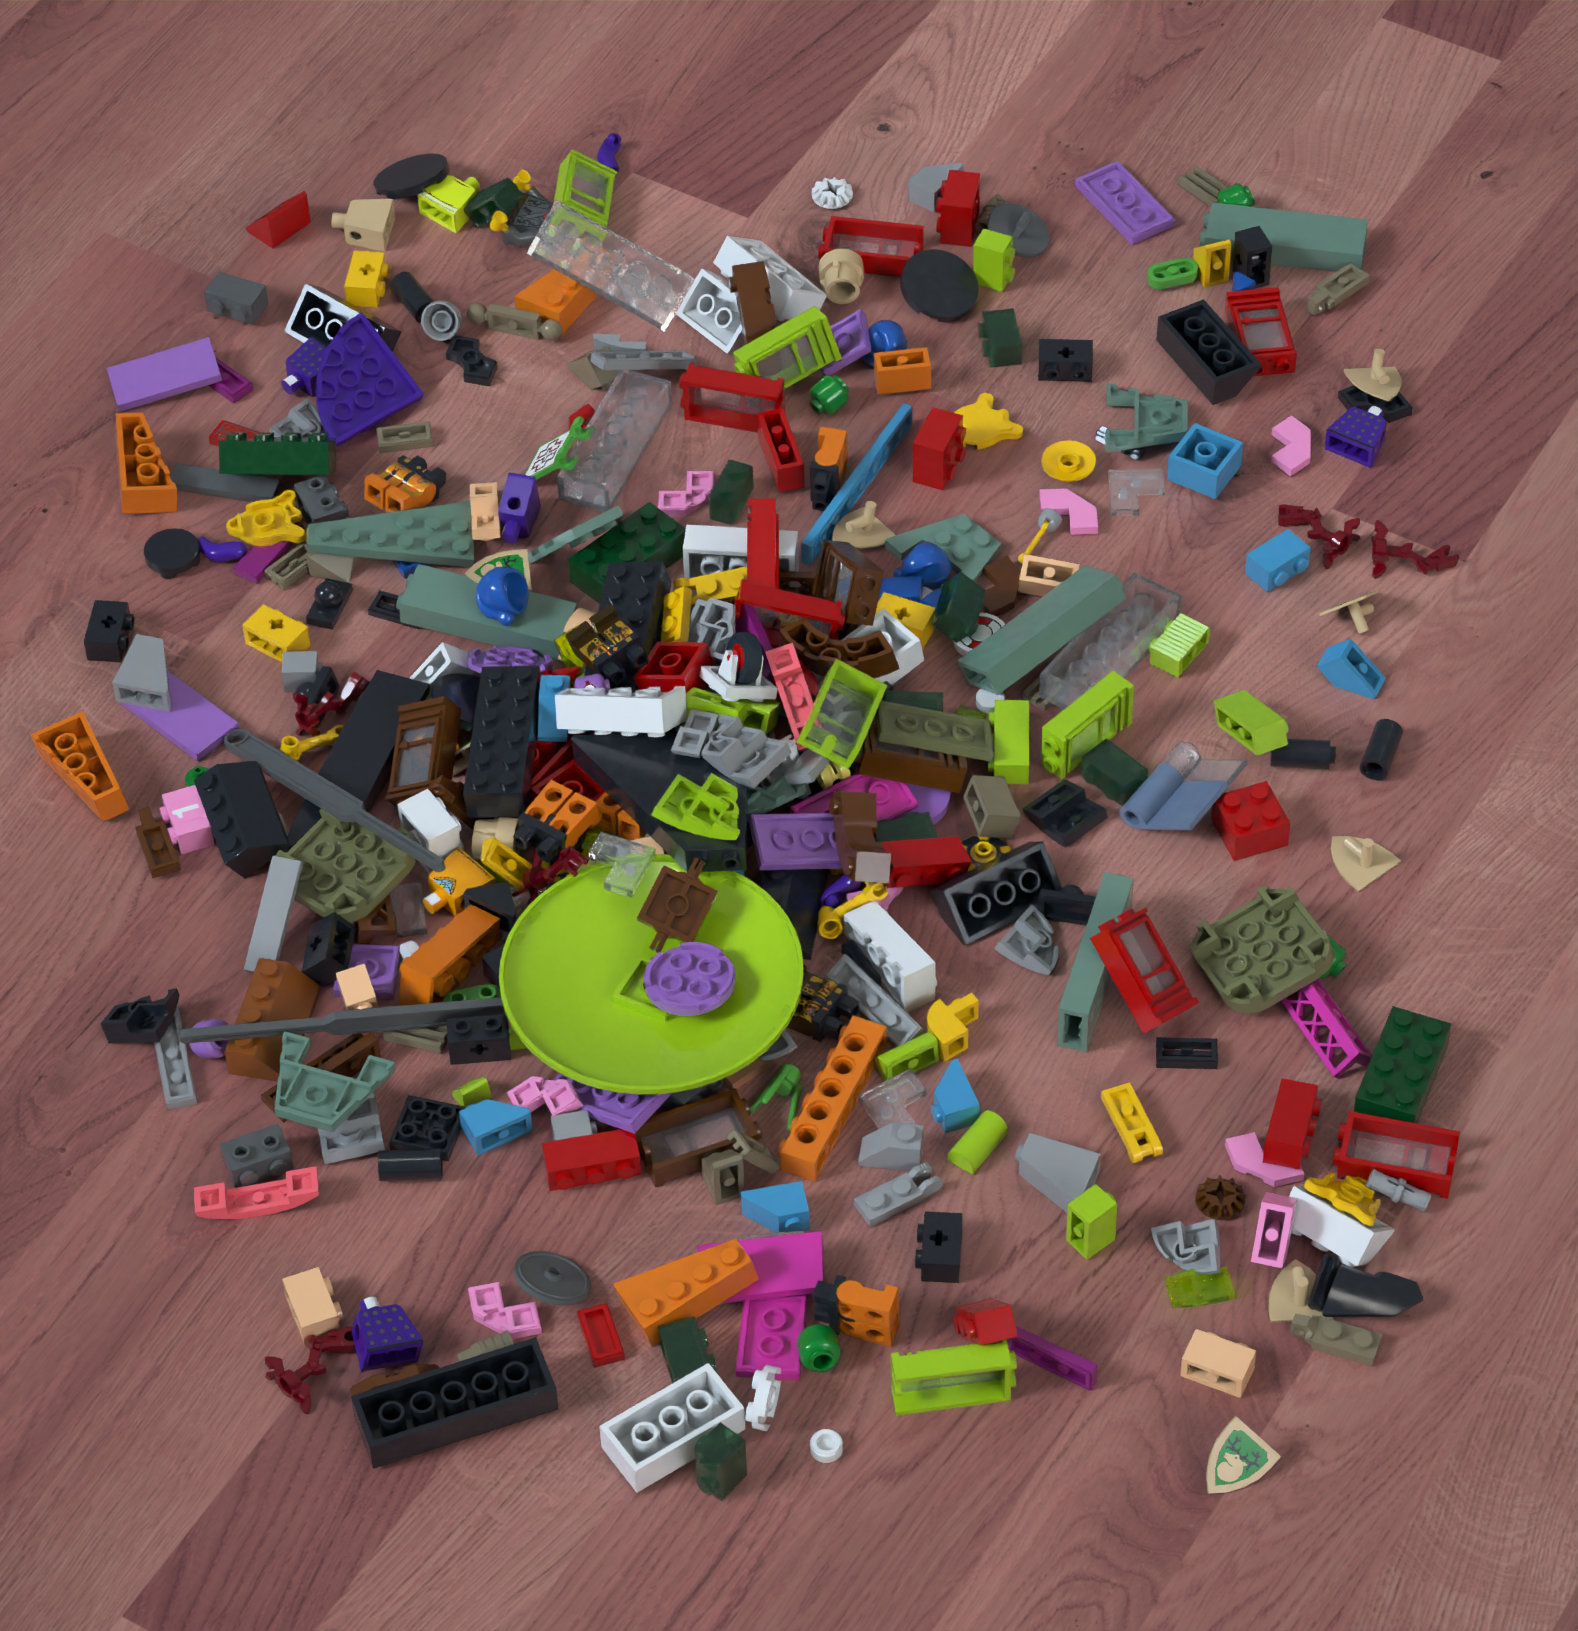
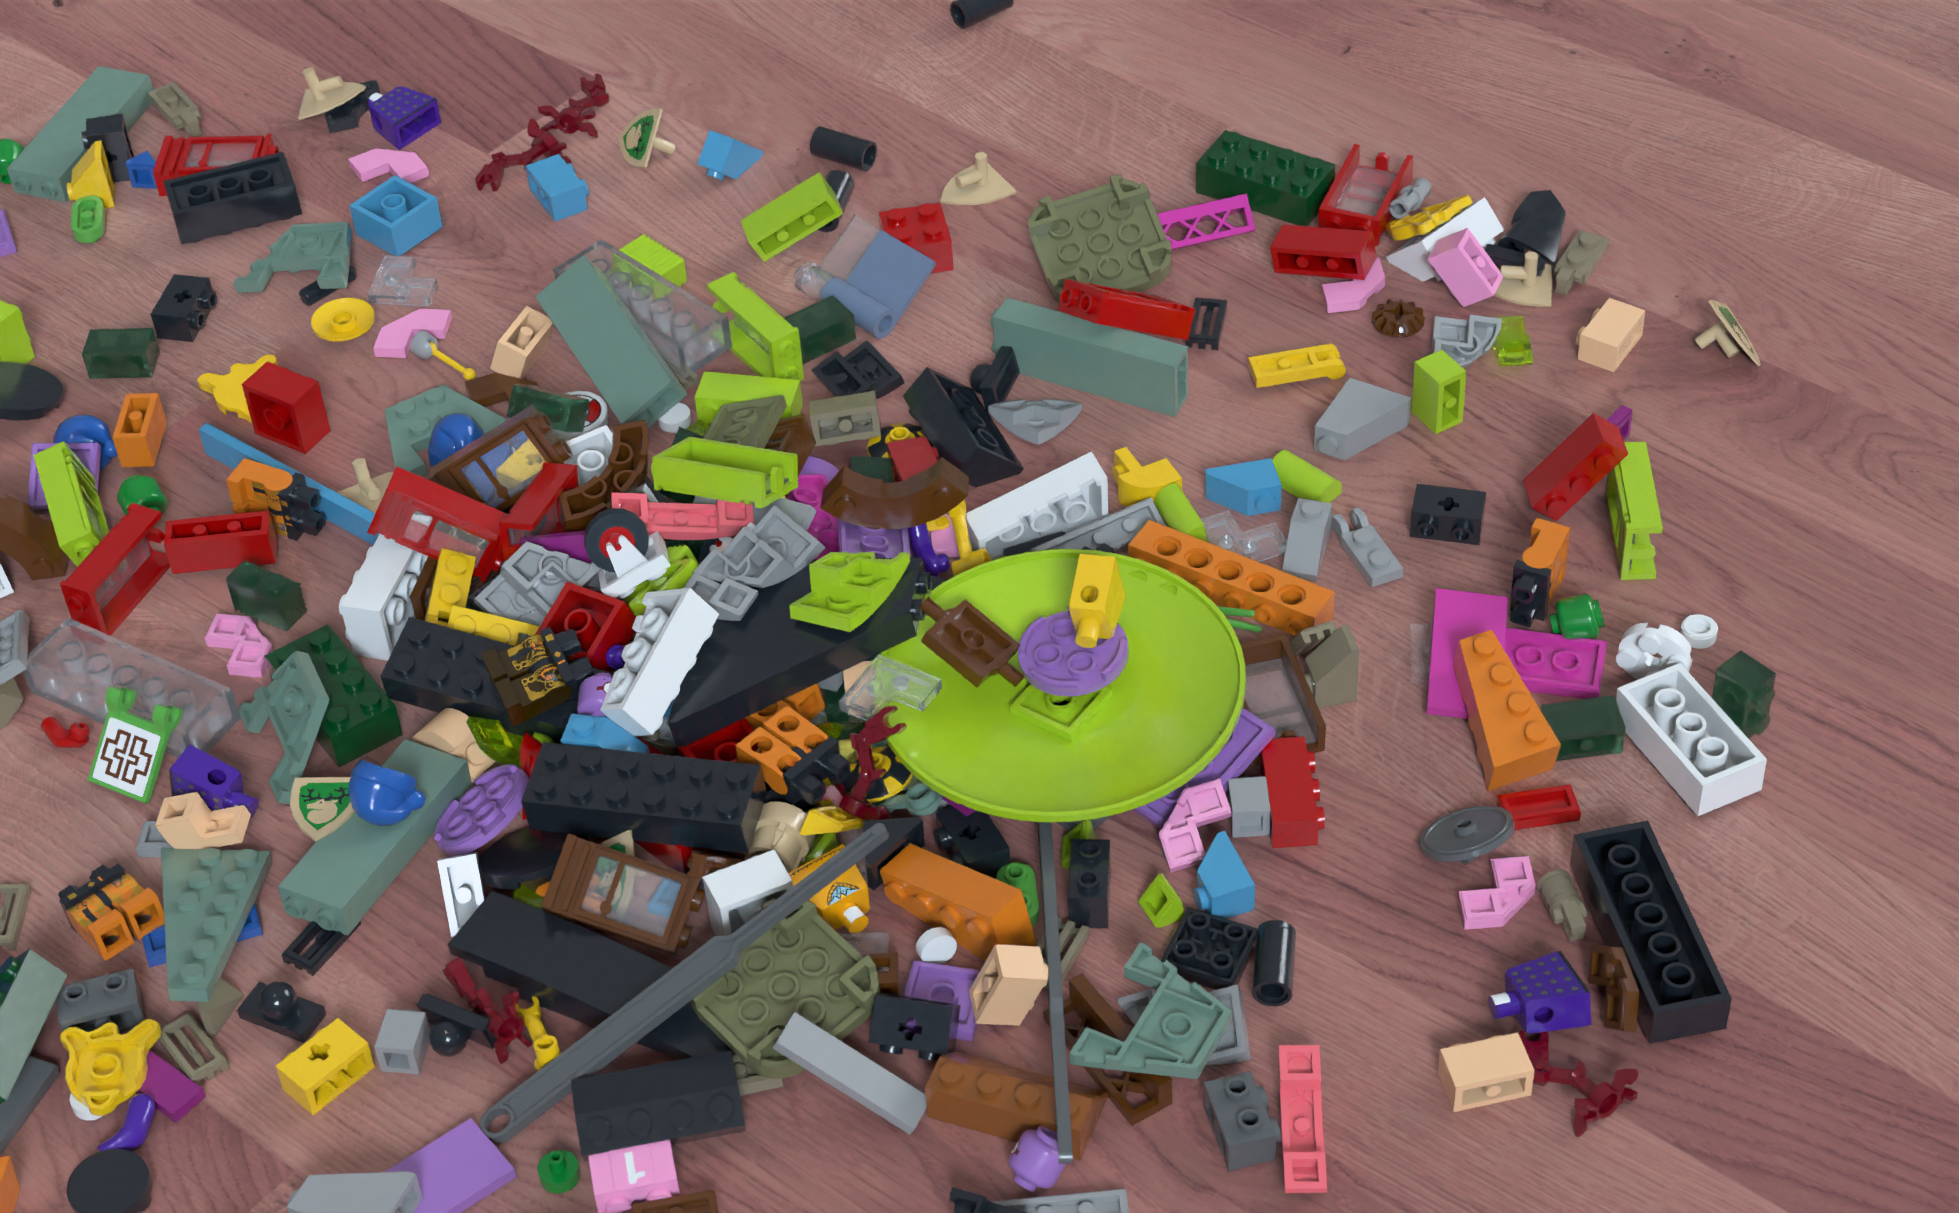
camera: 80 degrees left, 5 degrees down
(714, 970) = (1096, 599): none -> yellow torso
(777, 1207) = (1381, 634): dark azure slope -> none

